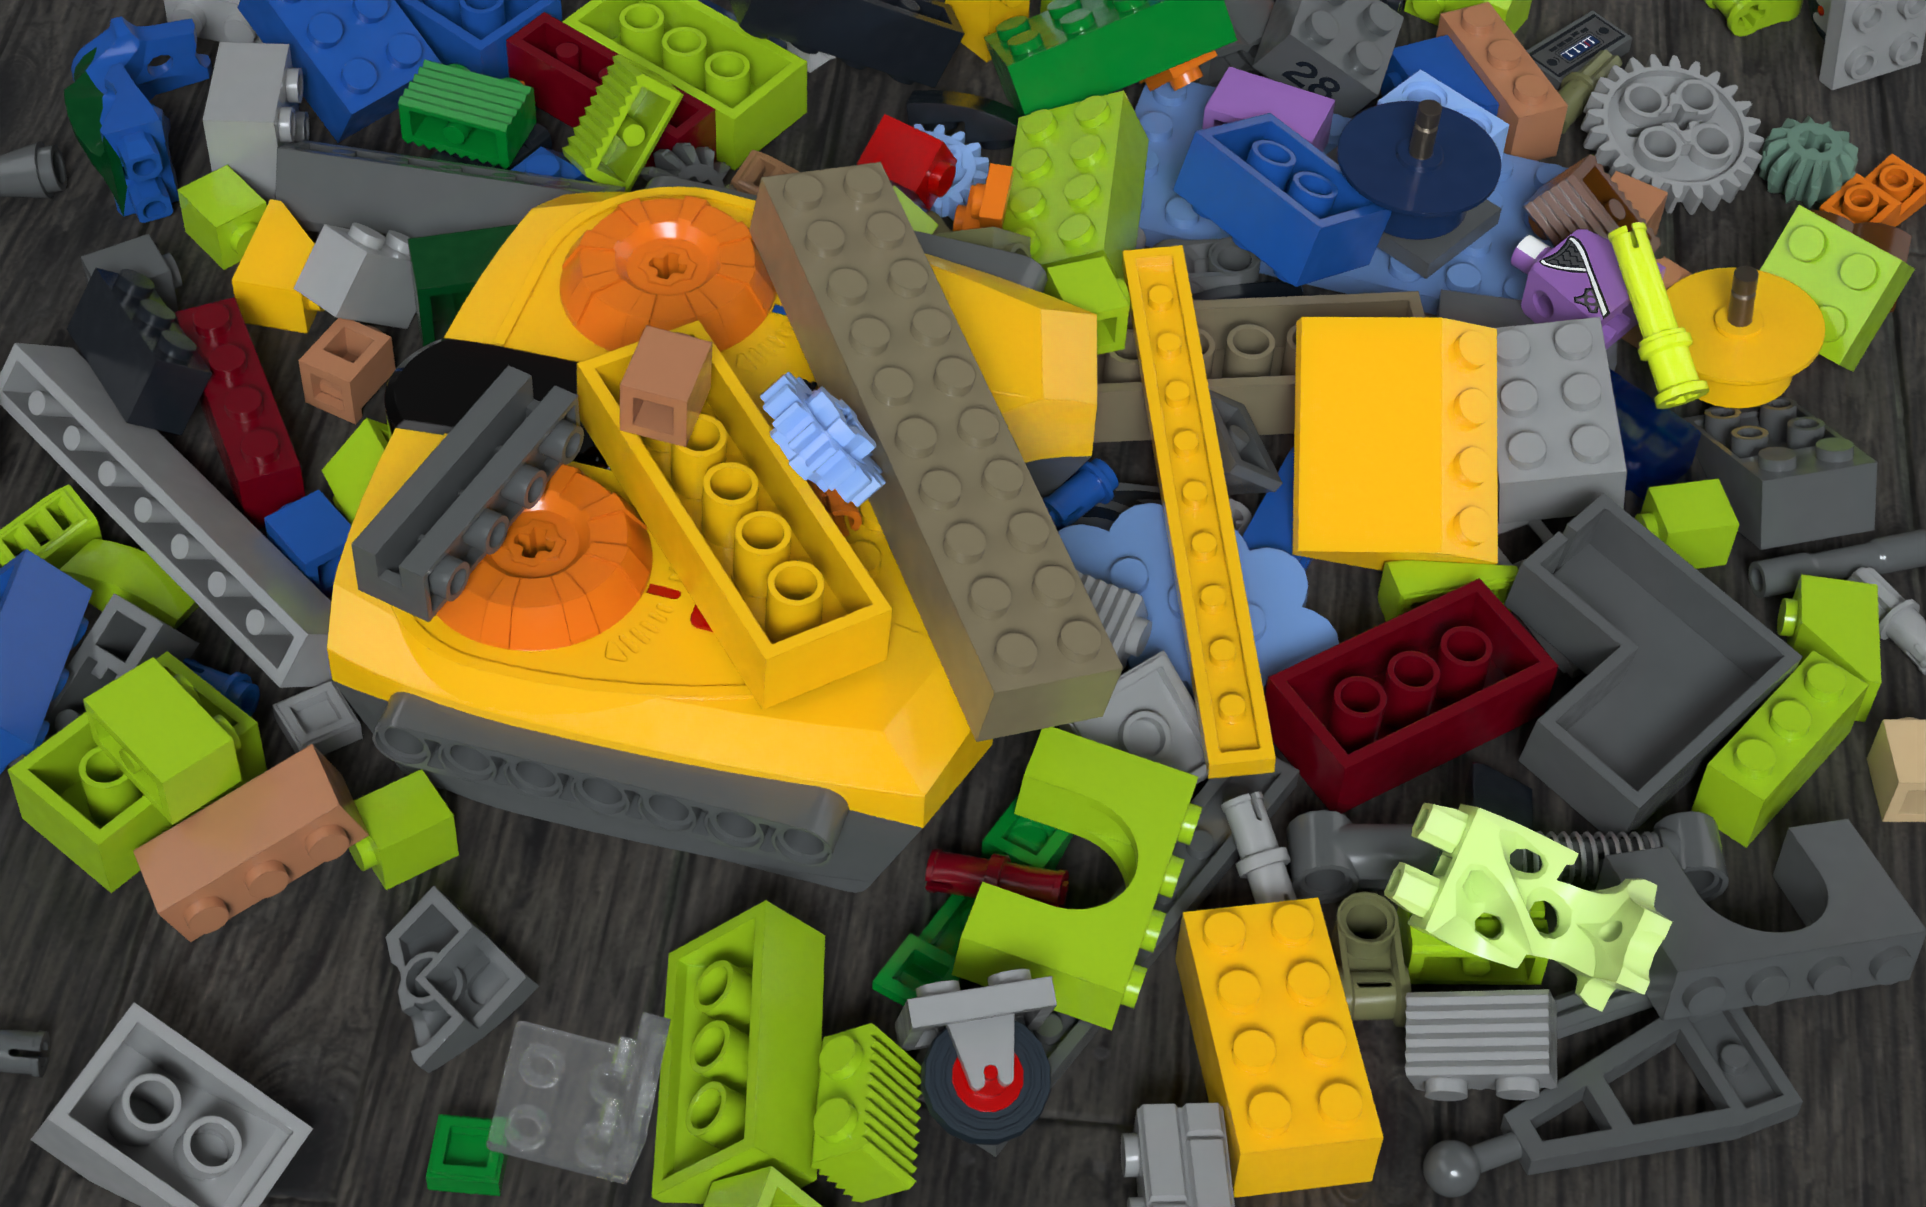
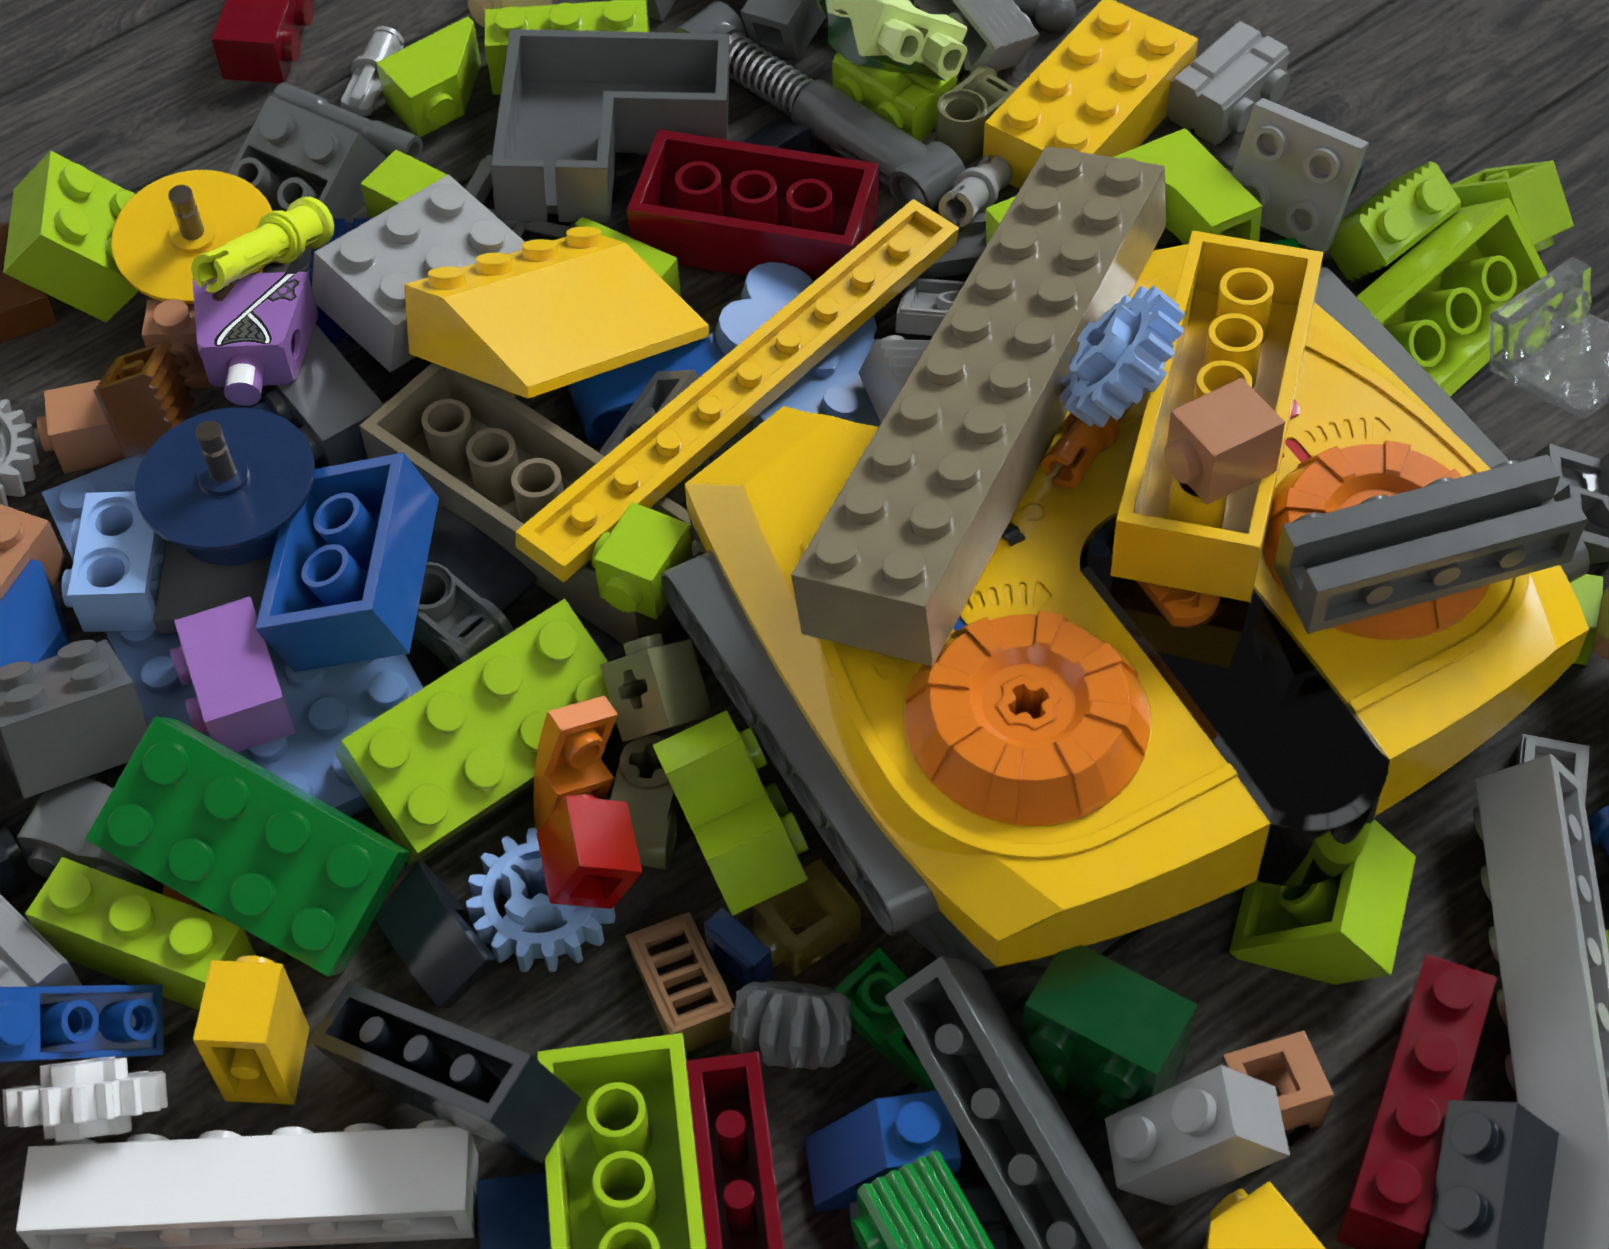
camera: 130 degrees left, 5 degrees up
(311, 537) = (1448, 912): blue brick -> none
(622, 124) = (808, 1081): lime brick -> none

